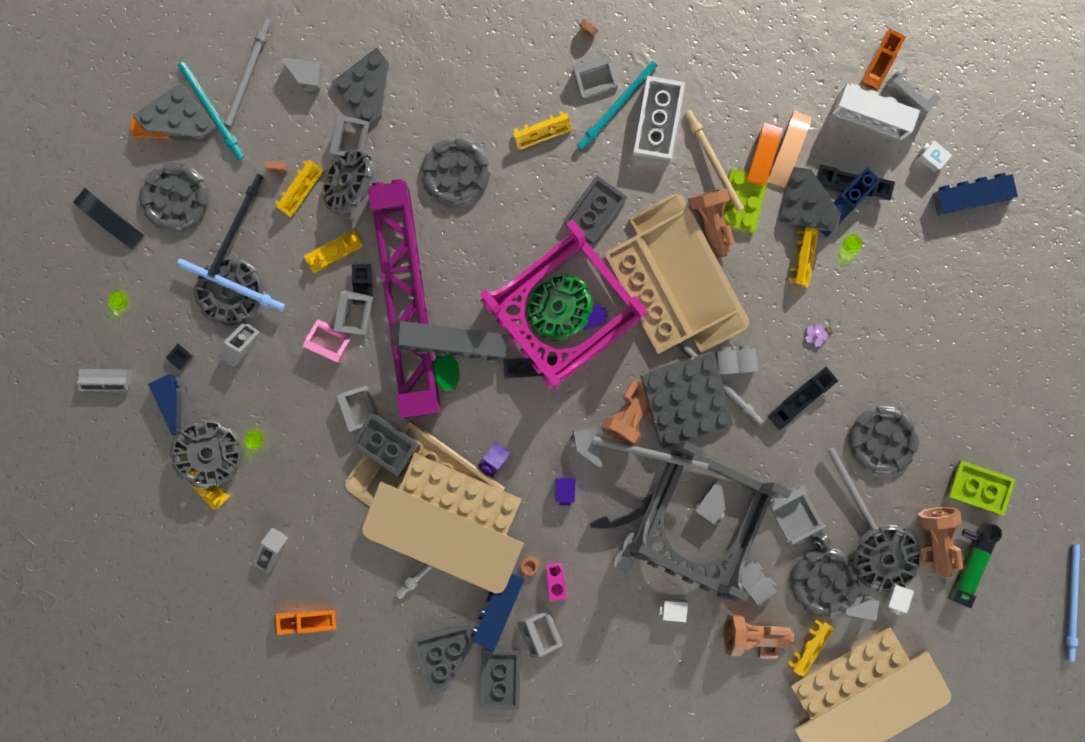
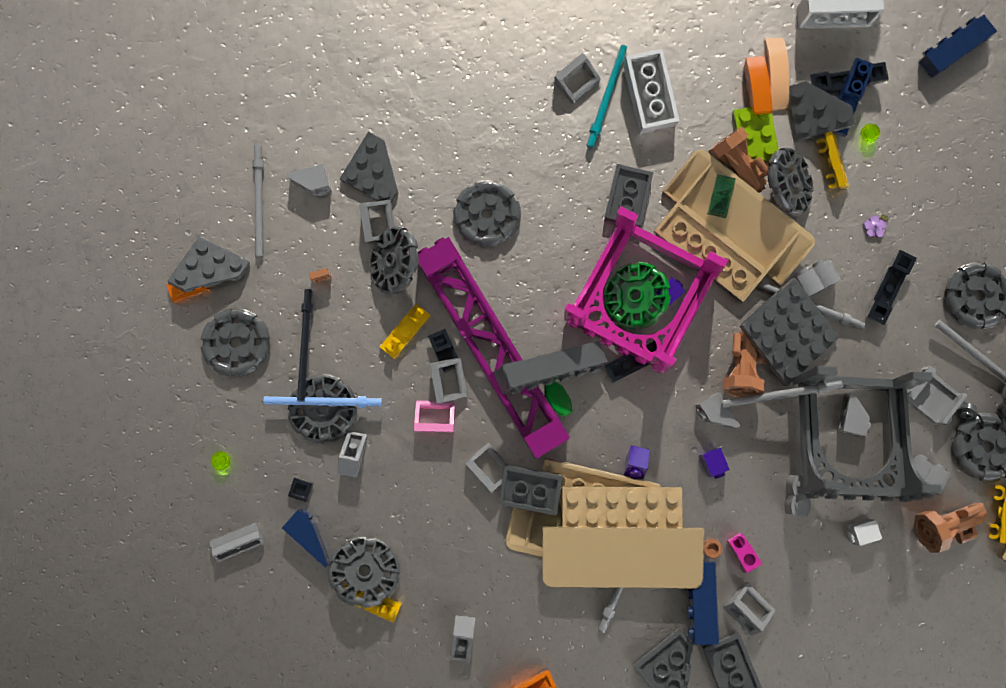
camera: 30 degrees left, 5 degrees down
(108, 218) = (181, 388): black slope -> none
(230, 141) = (267, 270): teal bar -> none
(254, 439) = (403, 538): clear neon green plate -> none
(299, 188) = (349, 286): yellow plate -> none
(542, 131) = (550, 144): yellow plate -> none
(588, 27) = (552, 38): nougat tile -> none
(604, 523) = (764, 477): black slope -> none
(679, 246) = (721, 196): none -> clear green slope
(697, 128) = (687, 88): tan bar -> none
(764, 259) = (790, 181): none -> dark grey plate
(933, 156) = (906, 27): white brick -> none

